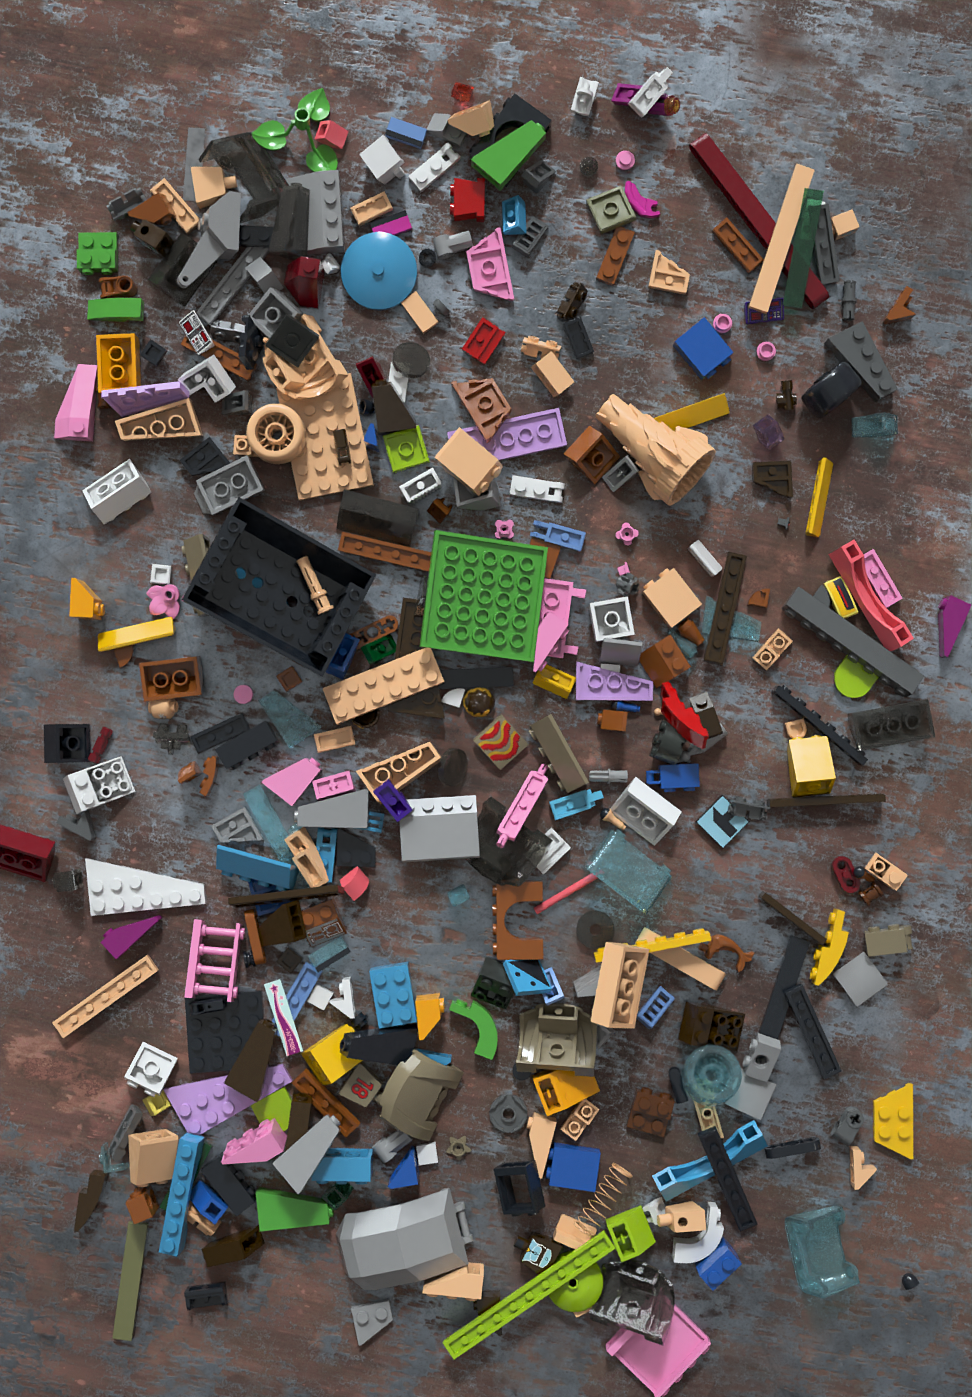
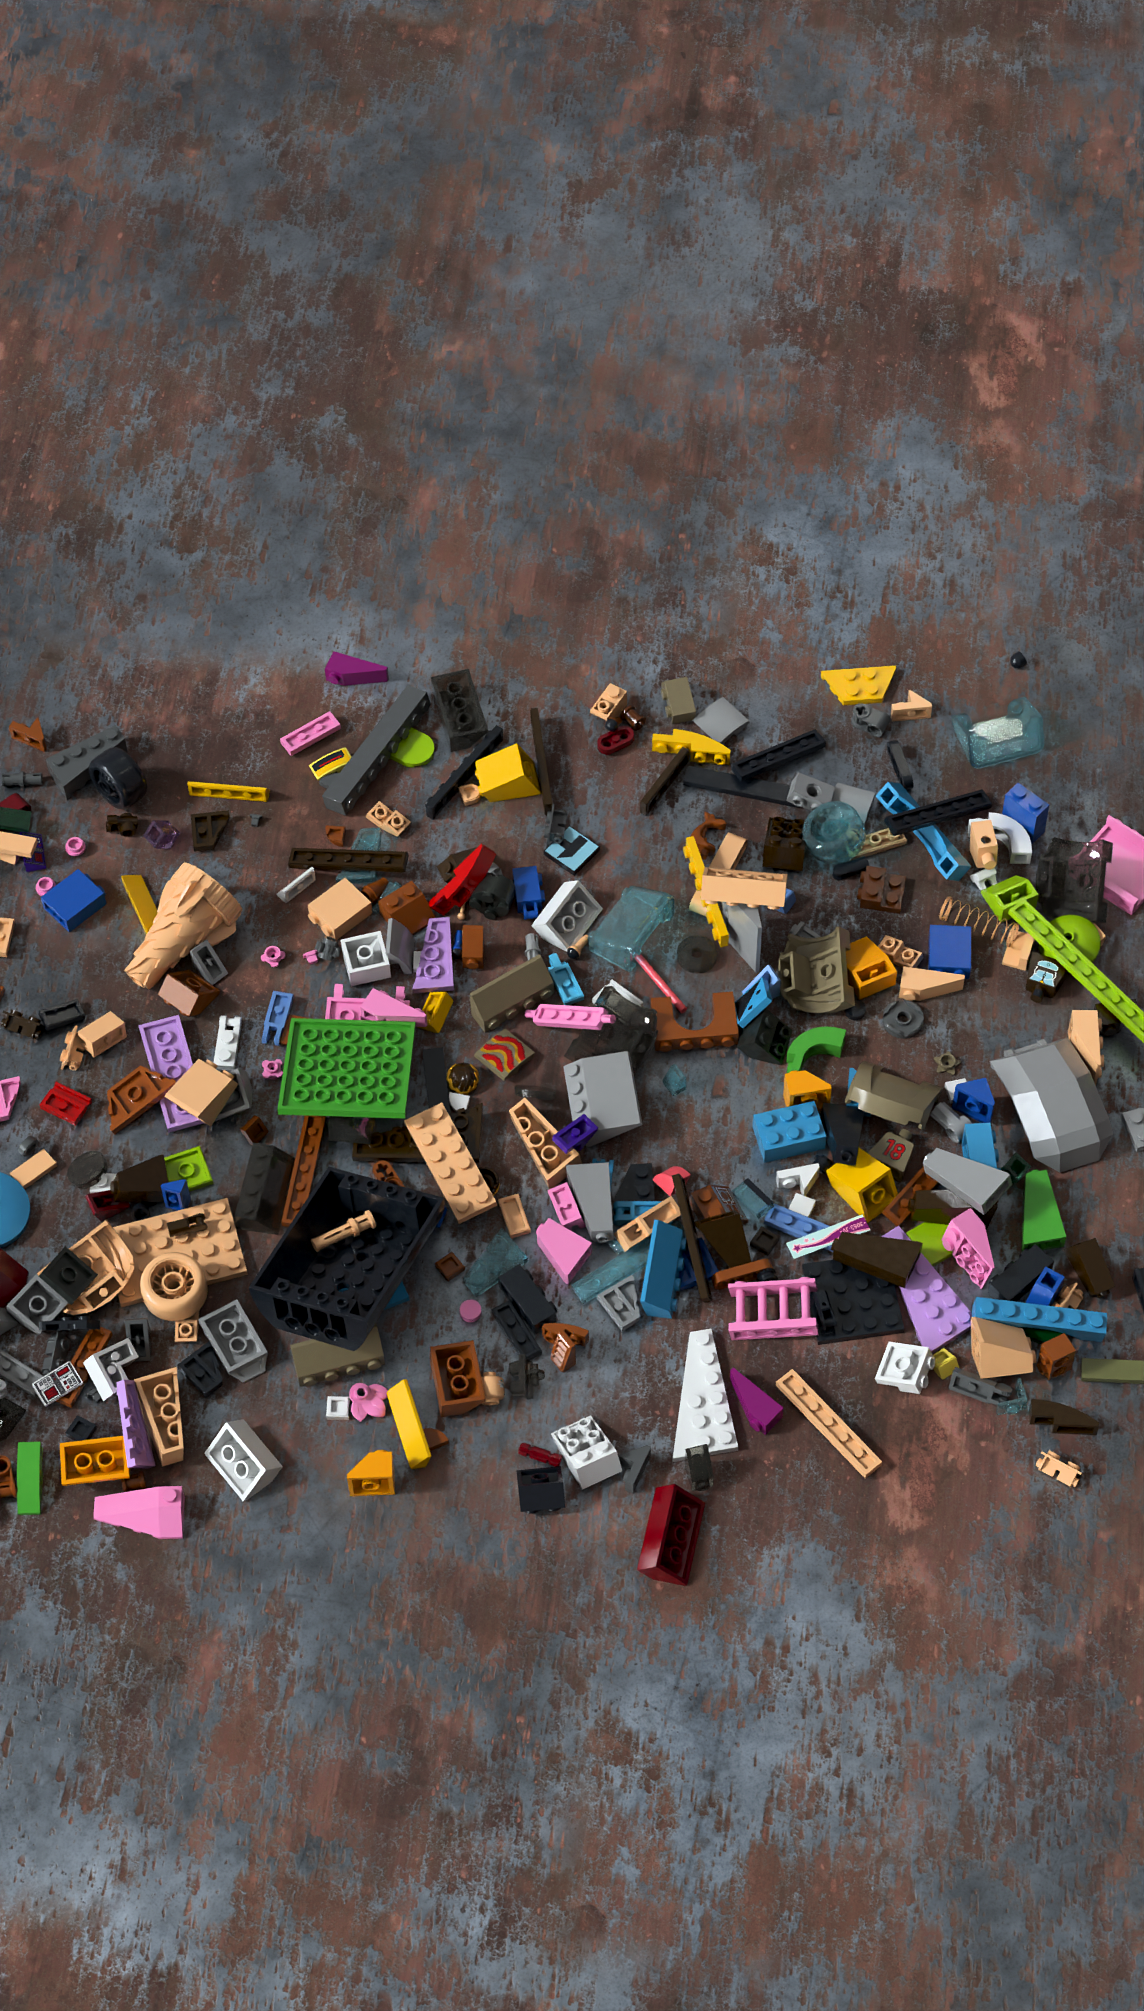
camera: 95 degrees left, 30 degrees down
(41, 1196) = (1067, 1472): none -> light nougat hinge
(379, 649) = (412, 1176): dark green slope -> none
(420, 486) = (228, 1146): white brick -> none
(506, 1191) = (958, 1000): black window -> none
(851, 566) = (363, 717): coral arch -> none
(875, 425) = (152, 747): clear light blue slope -> none

